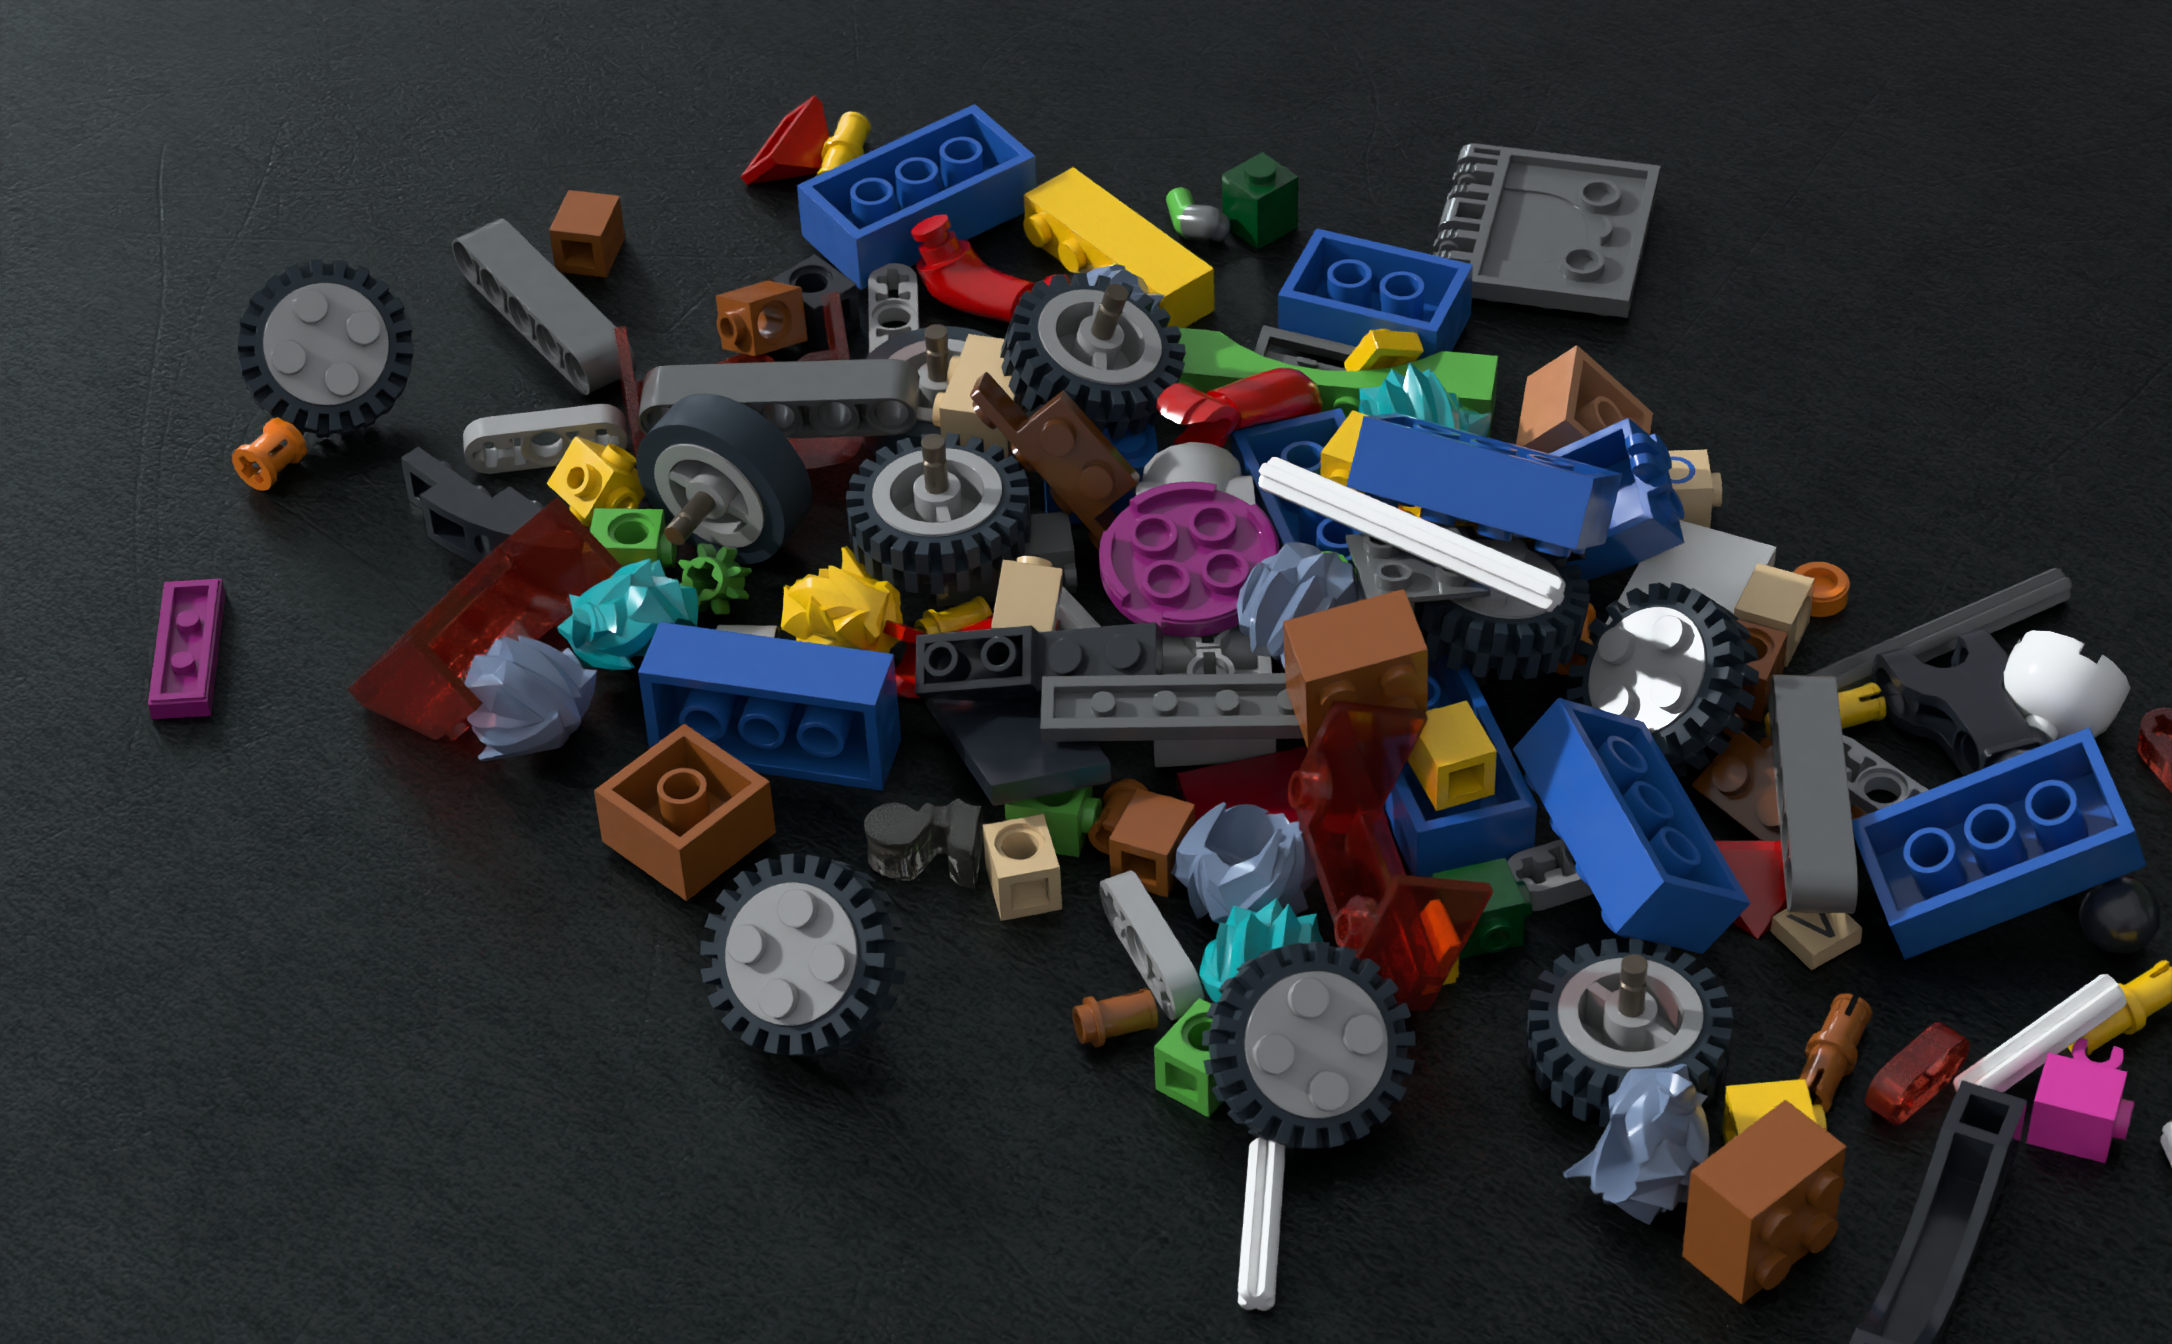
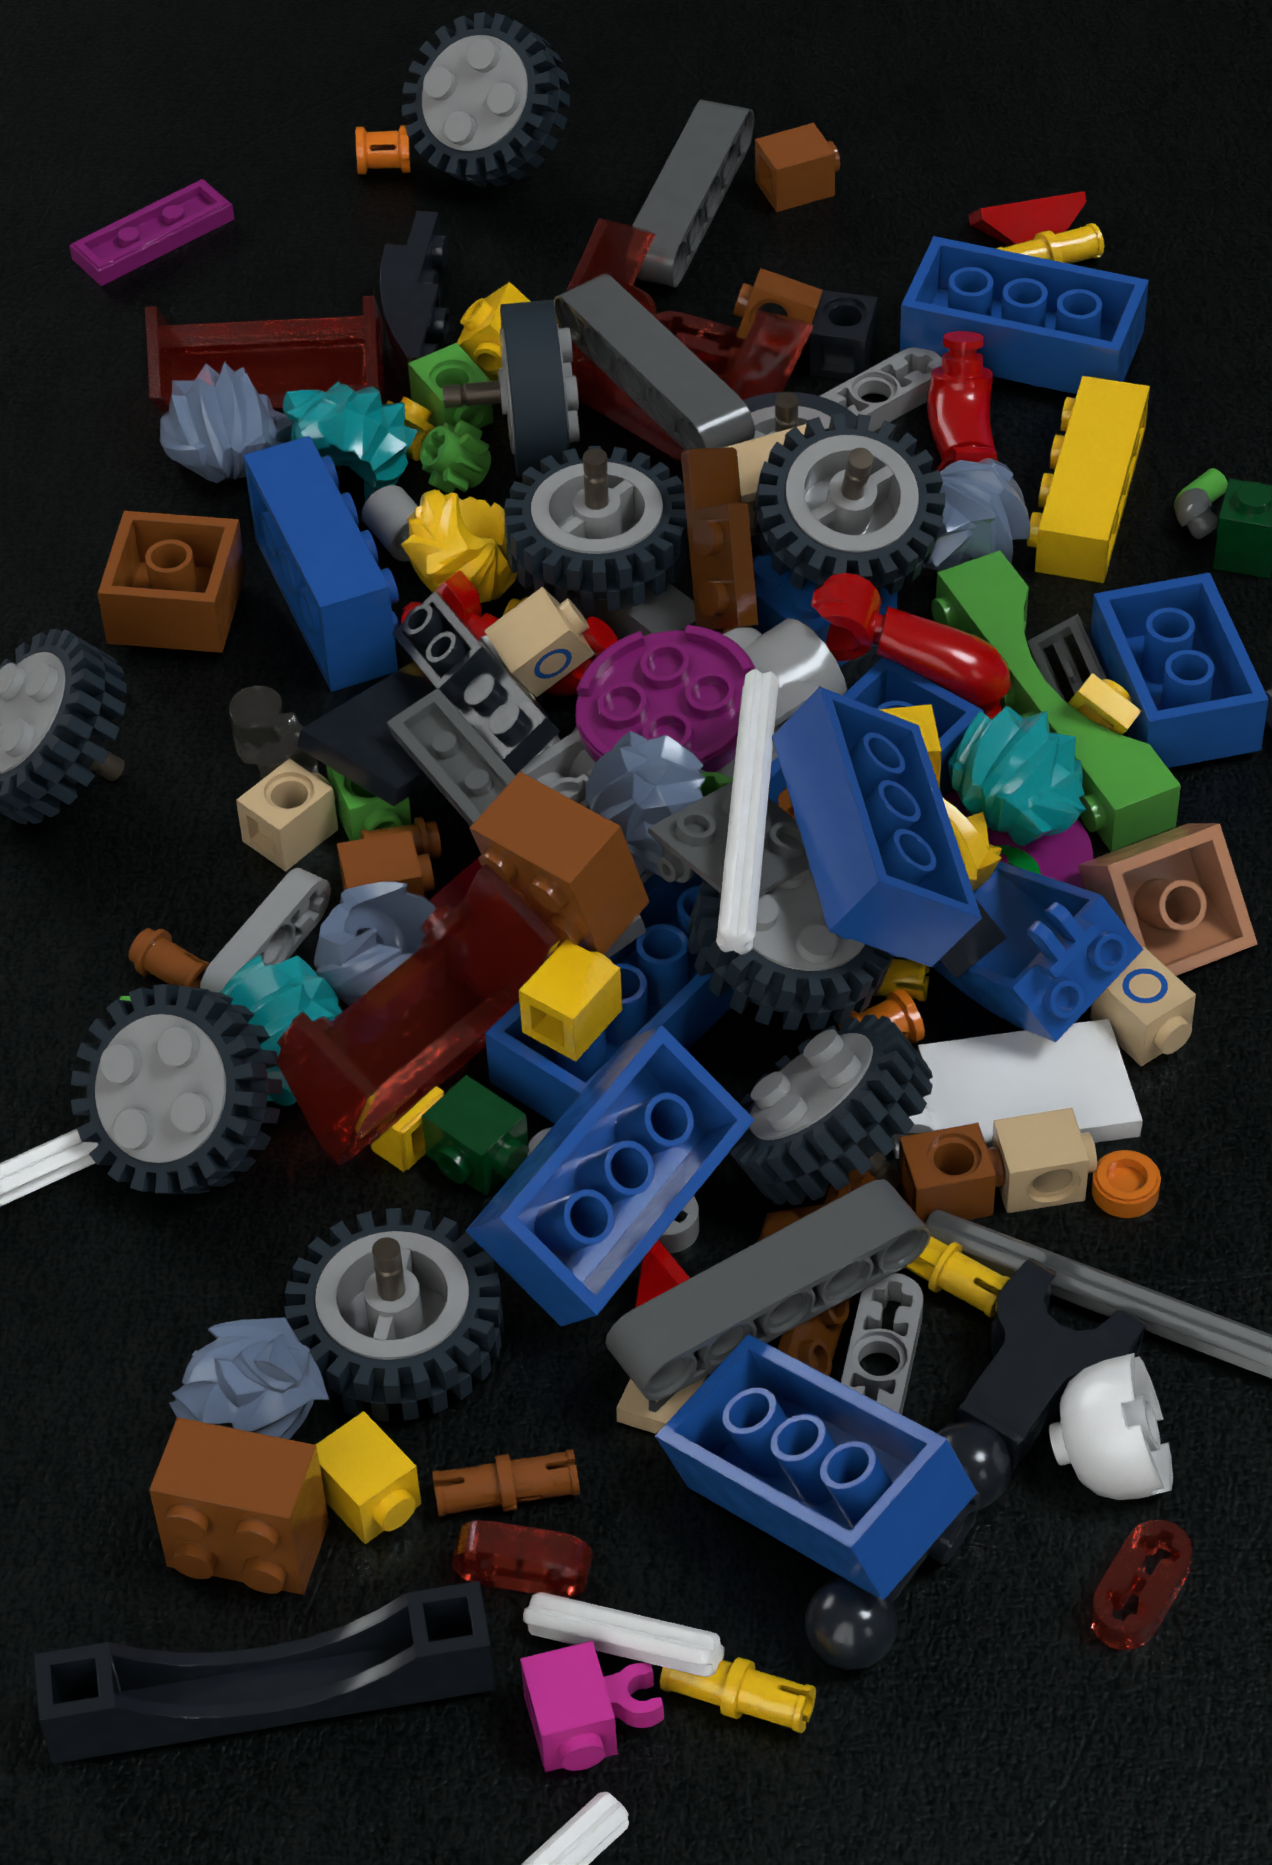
camera: 55 degrees right, 5 degrees up
(525, 425) = (514, 260): light grey beam -> none

